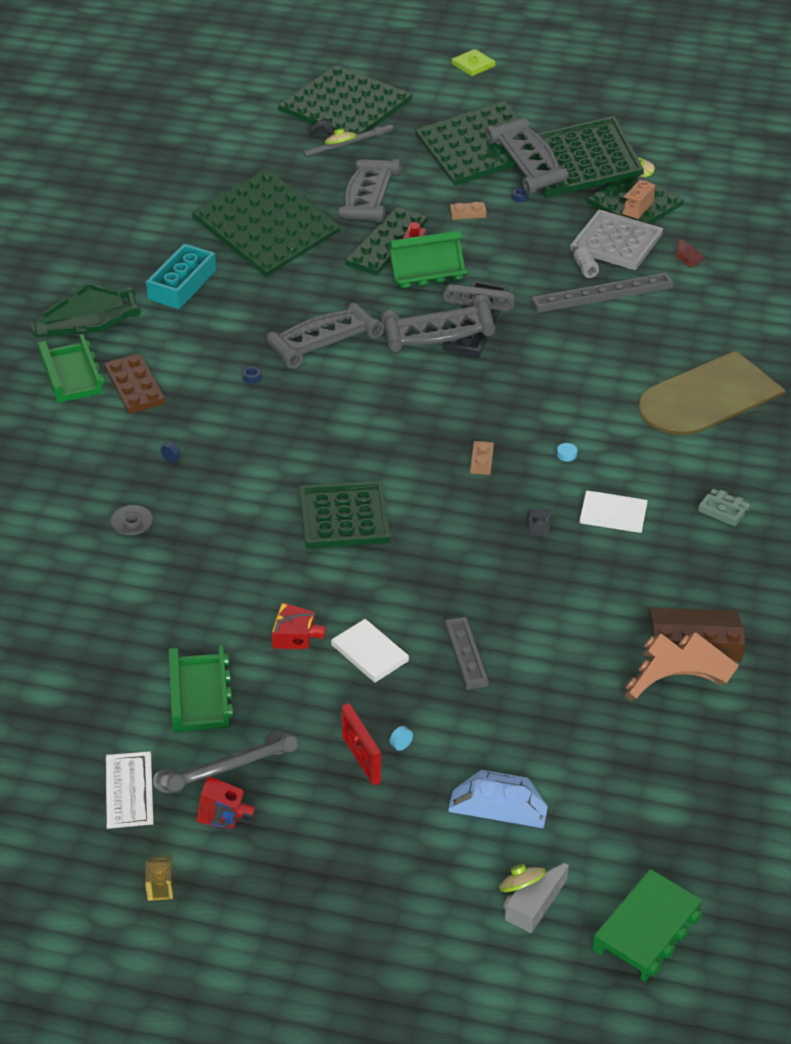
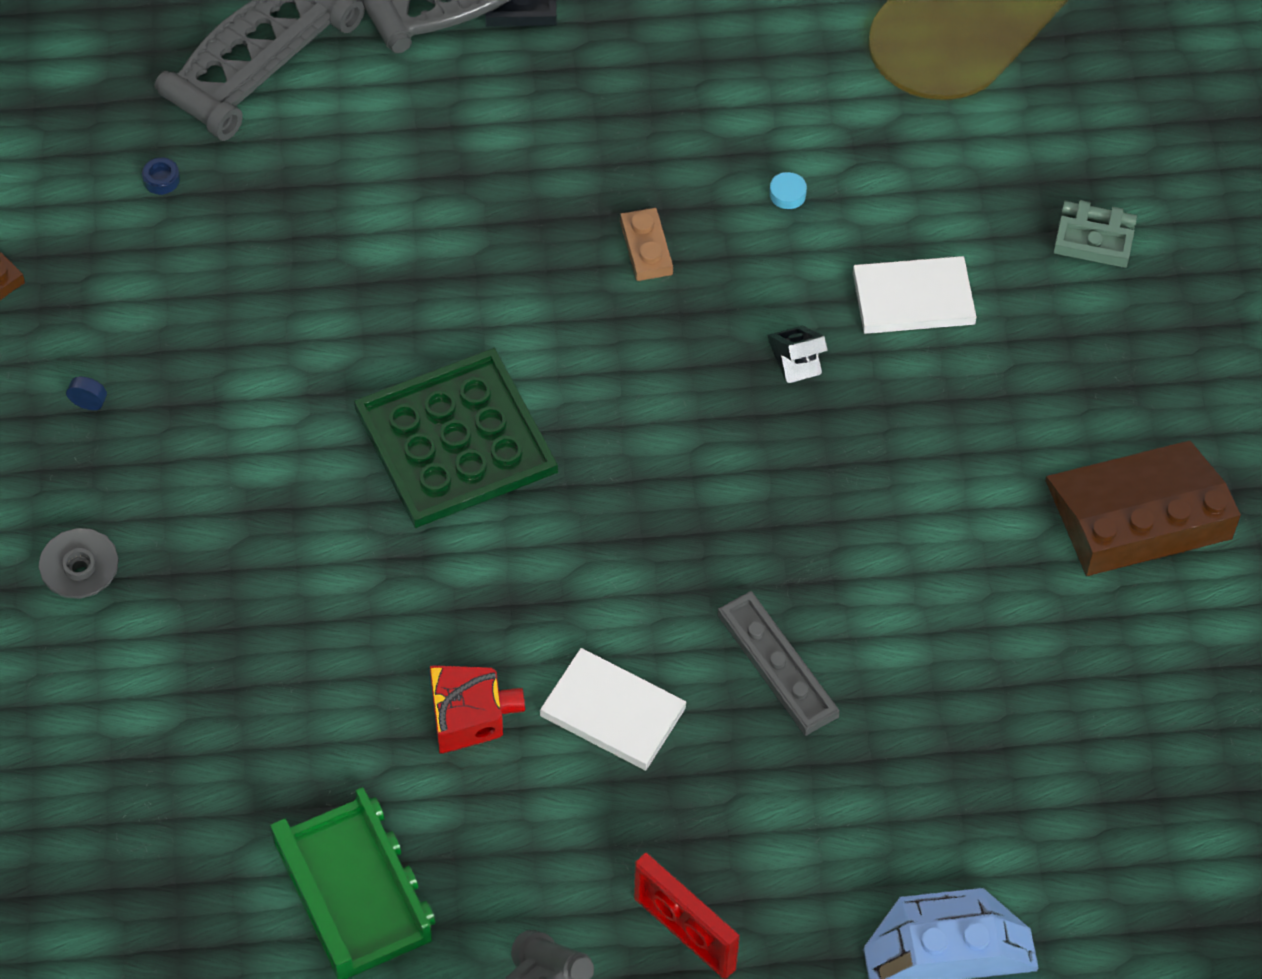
camera: 20 degrees left, 15 degrees up
(401, 738) = (740, 874): medium azure tile -> none
(692, 658) = (1130, 588): nougat arch -> none

